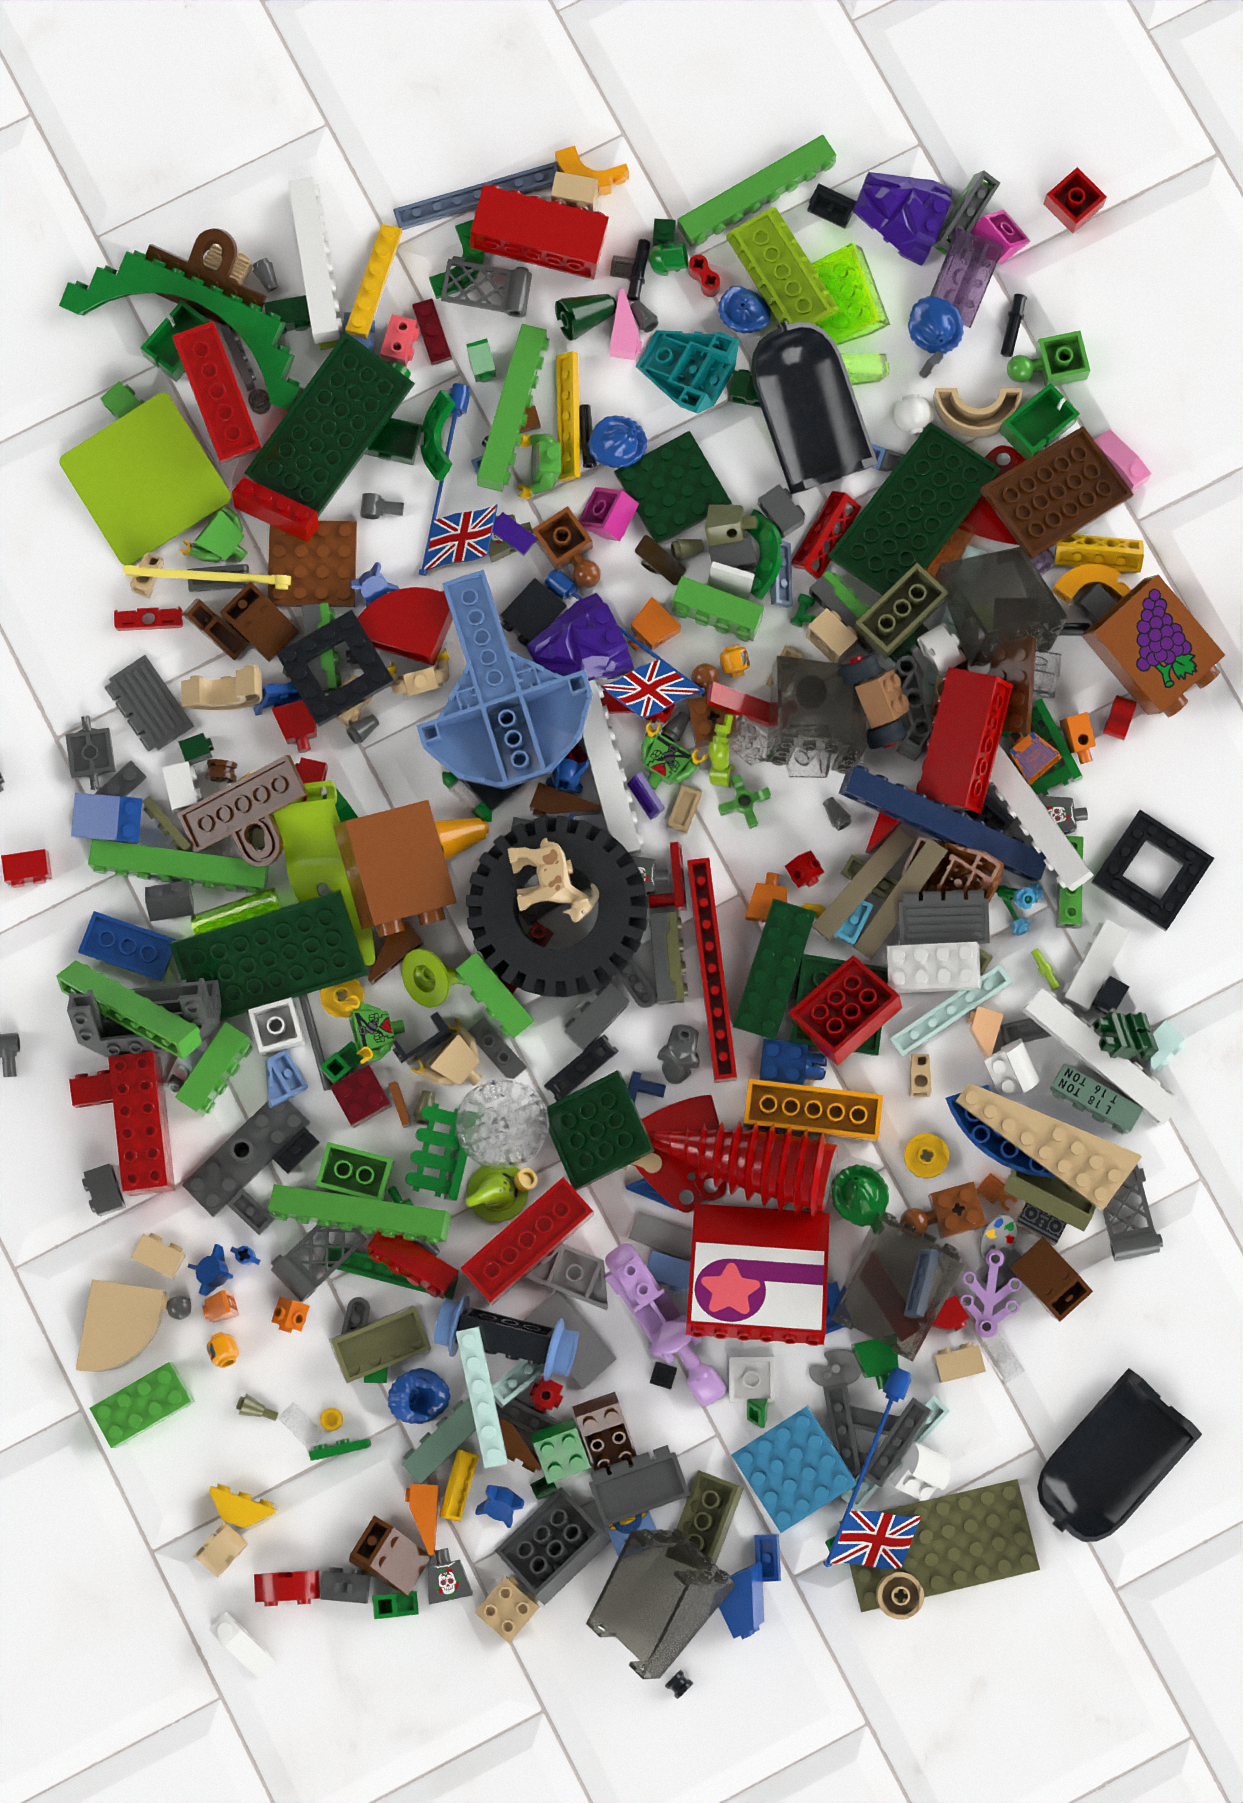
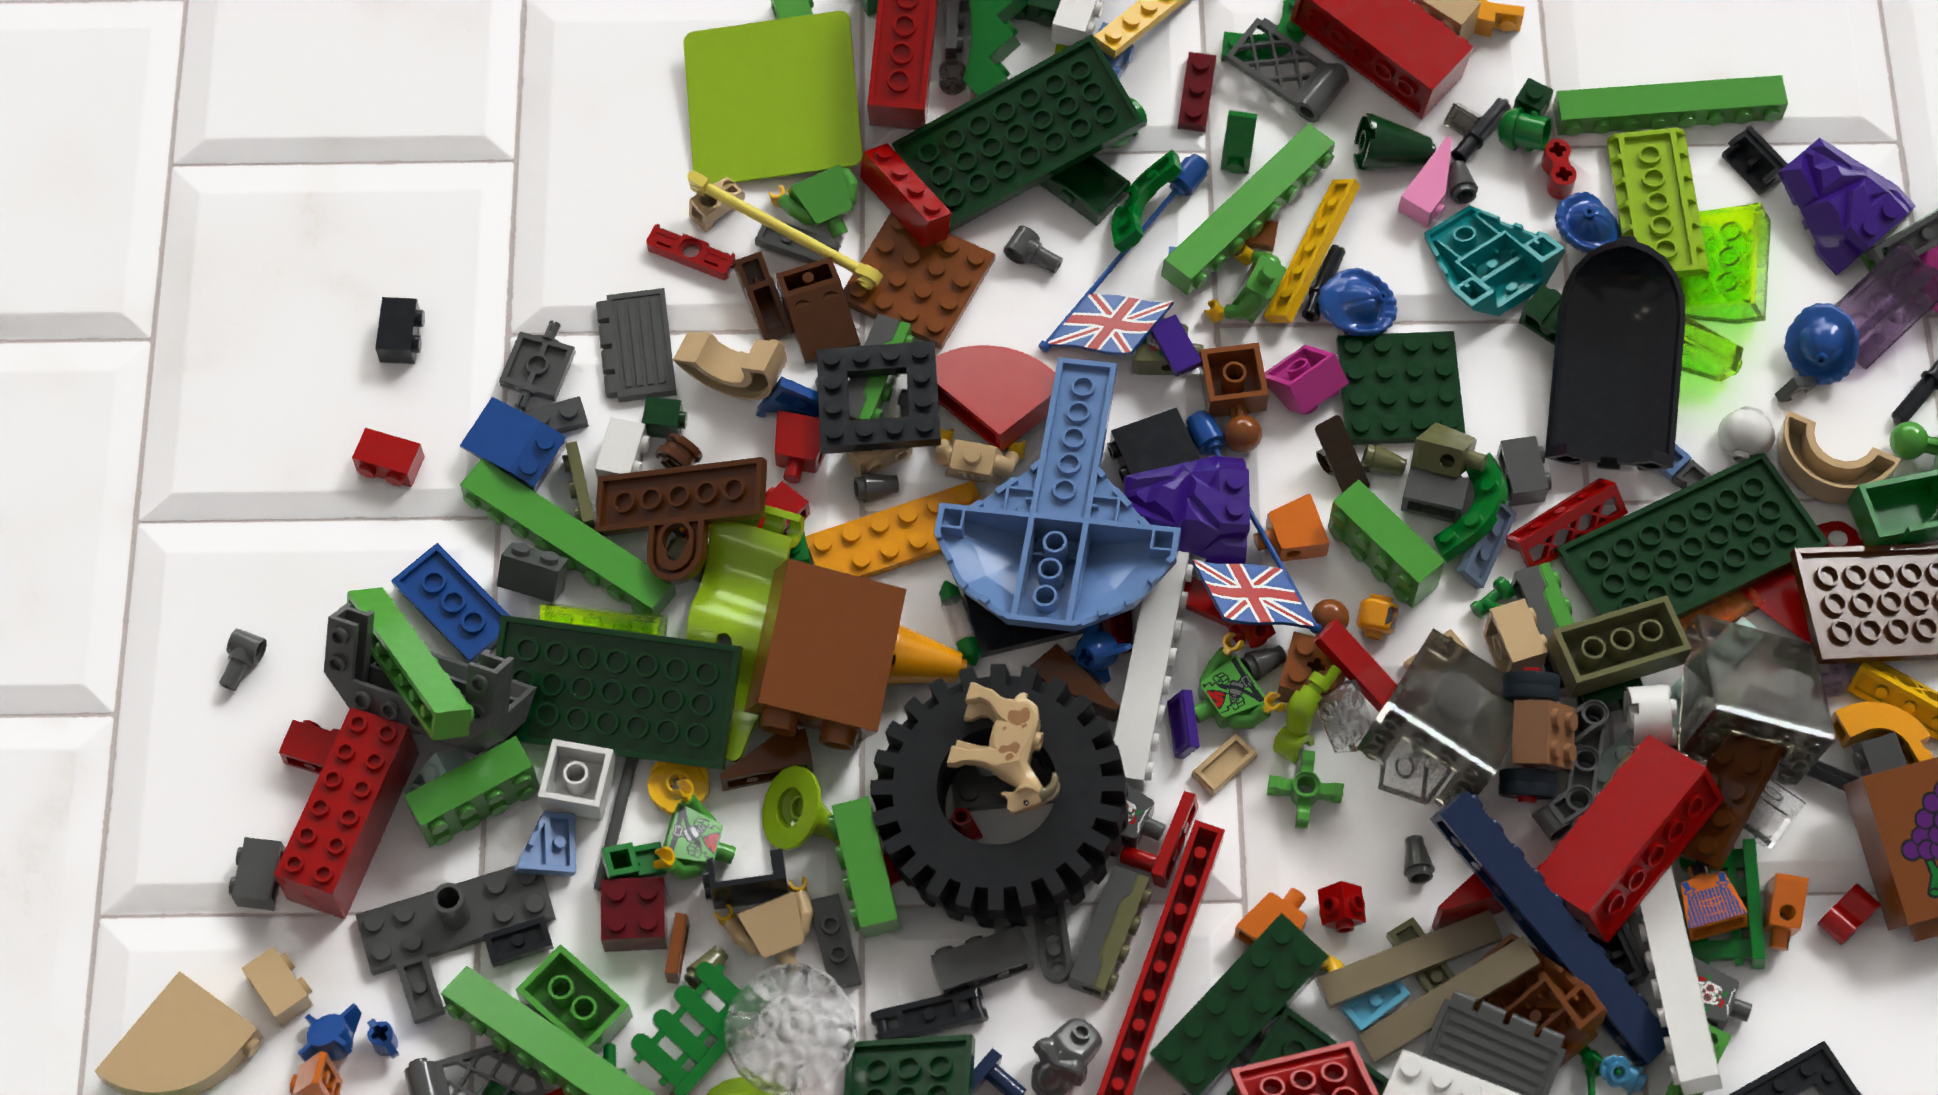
camera: 25 degrees right, 15 degrees down
(179, 1307) = (266, 1061): dark grey piece -> none
(372, 584) = (975, 327): piece -> none
(389, 759) = (886, 537): none -> light orange plate
(399, 340) = (1155, 81): coral brick -> none
(730, 580) = (1420, 514): white tile -> none

